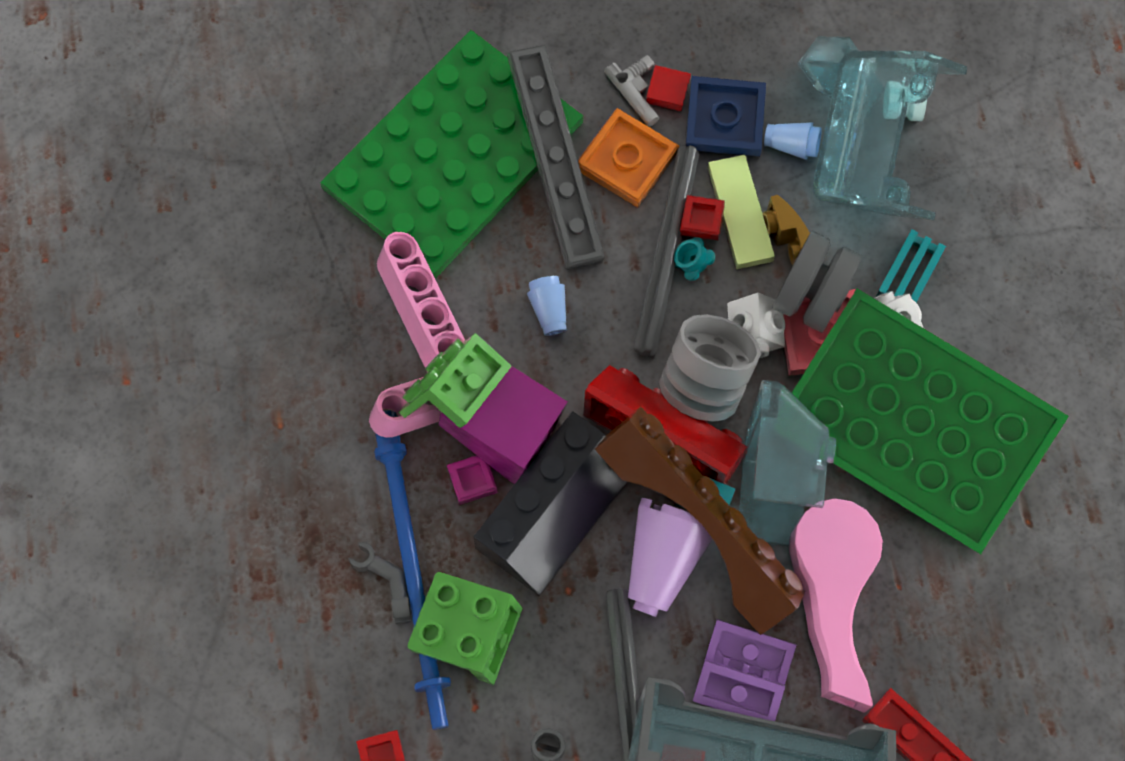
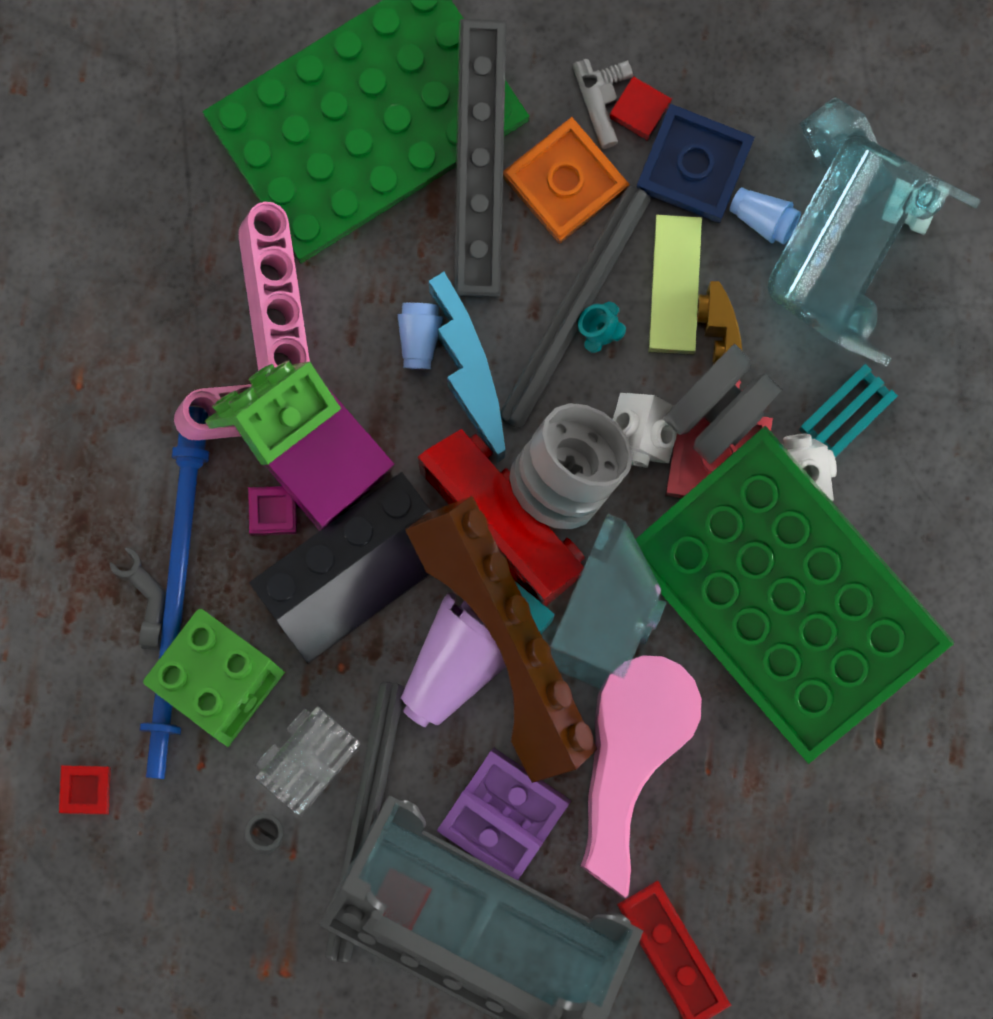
camera: 15 degrees right, 10 degrees up
(566, 673) = (307, 760): none -> clear brick
(604, 327) = (473, 381): none -> medium azure slope
(702, 217) = (626, 281): red tile -> none

